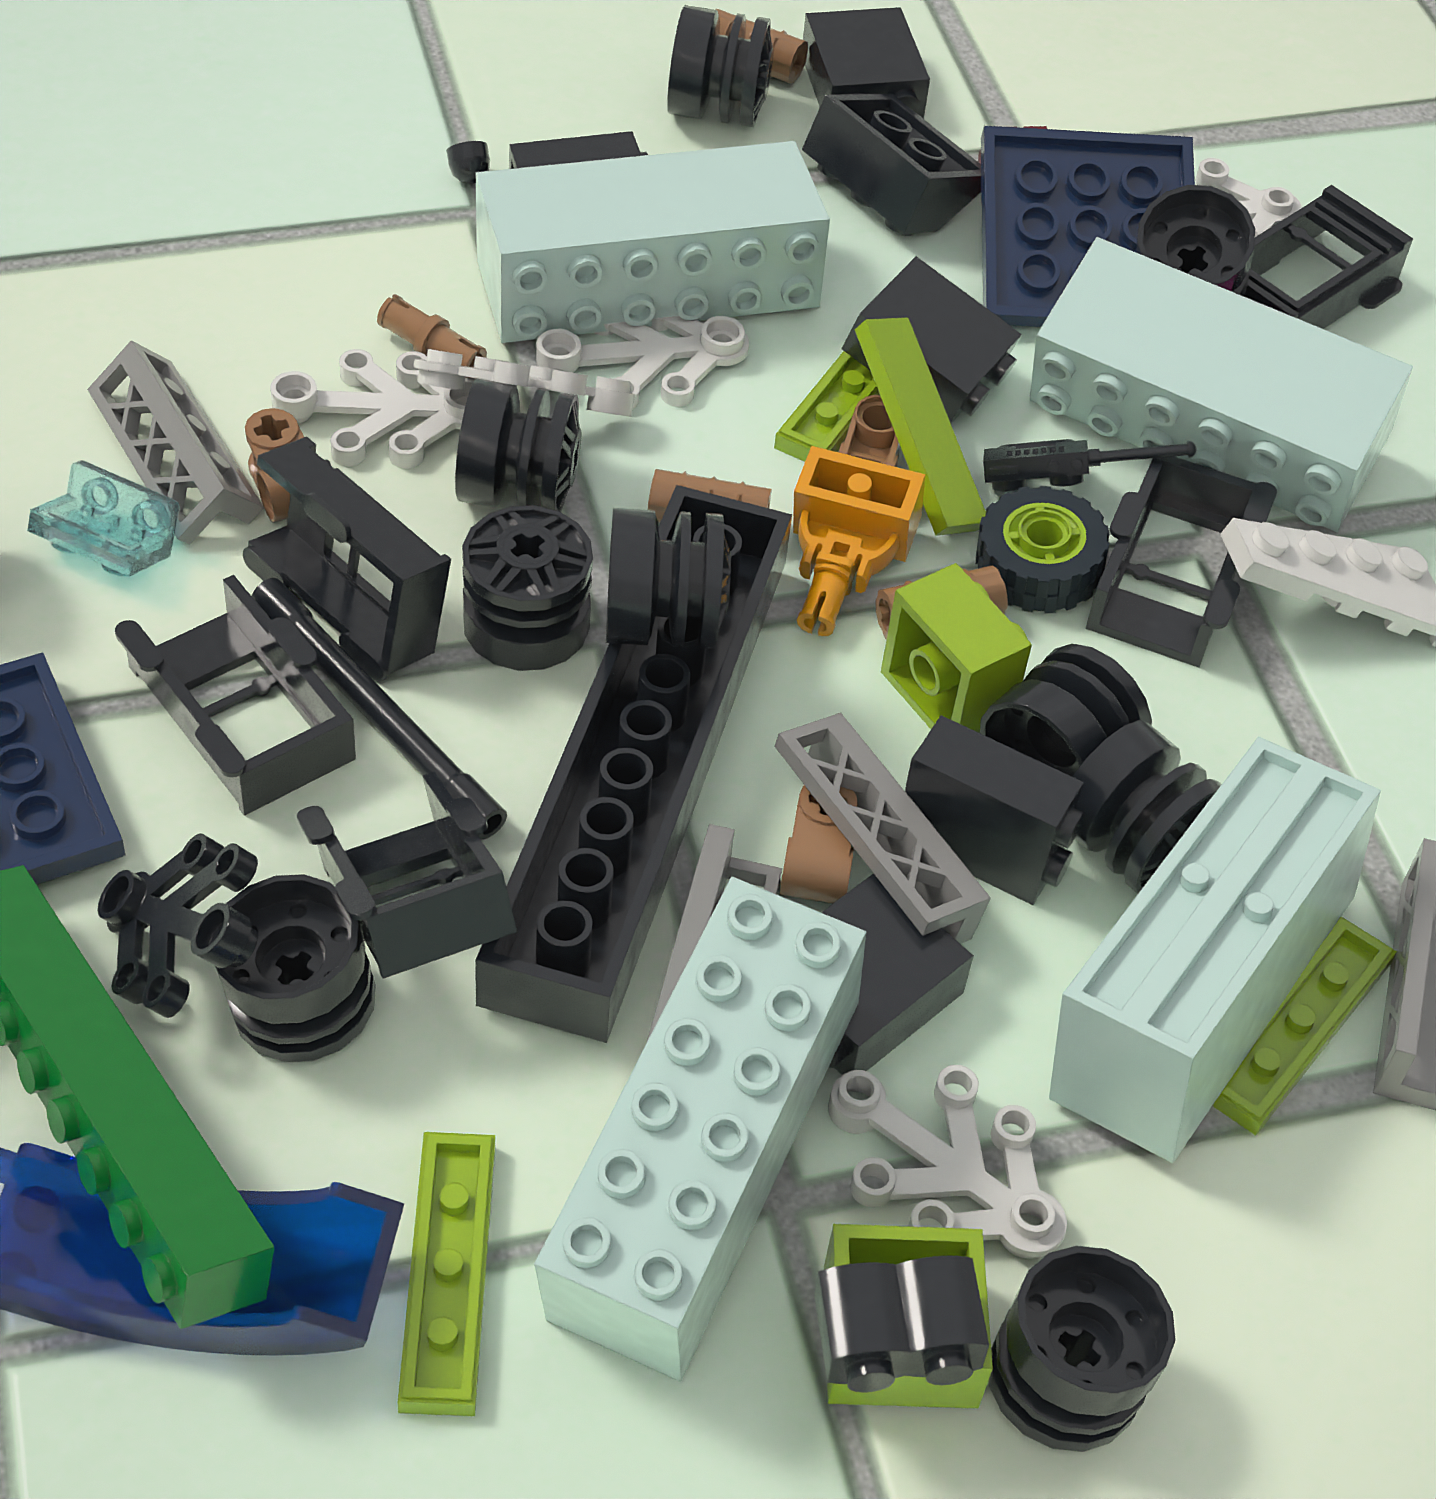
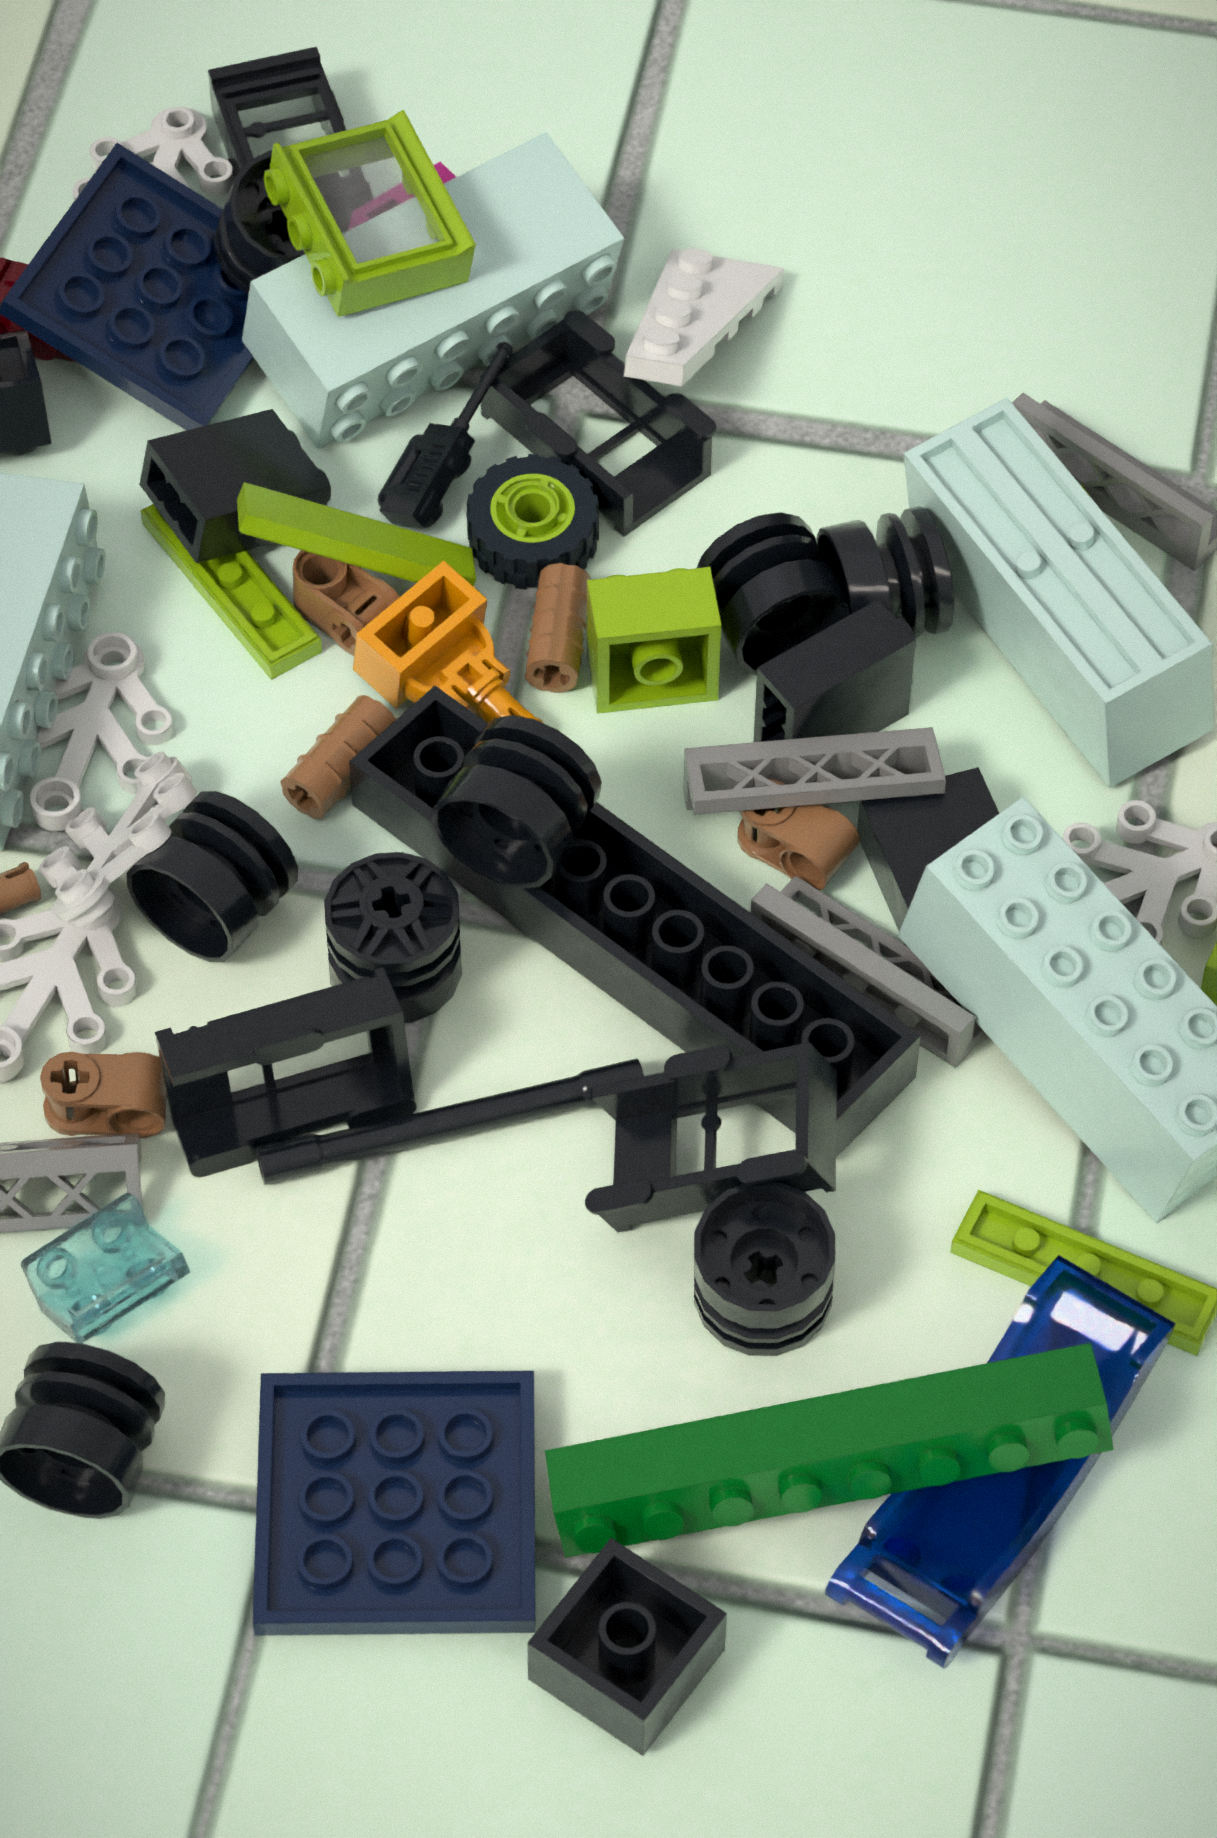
camera: 60 degrees left, 5 degrees up
(218, 936) = (671, 1343): black plant -> none
(220, 647) = (378, 1169): black piece -> none
(1212, 273) = (370, 215): none -> lime window

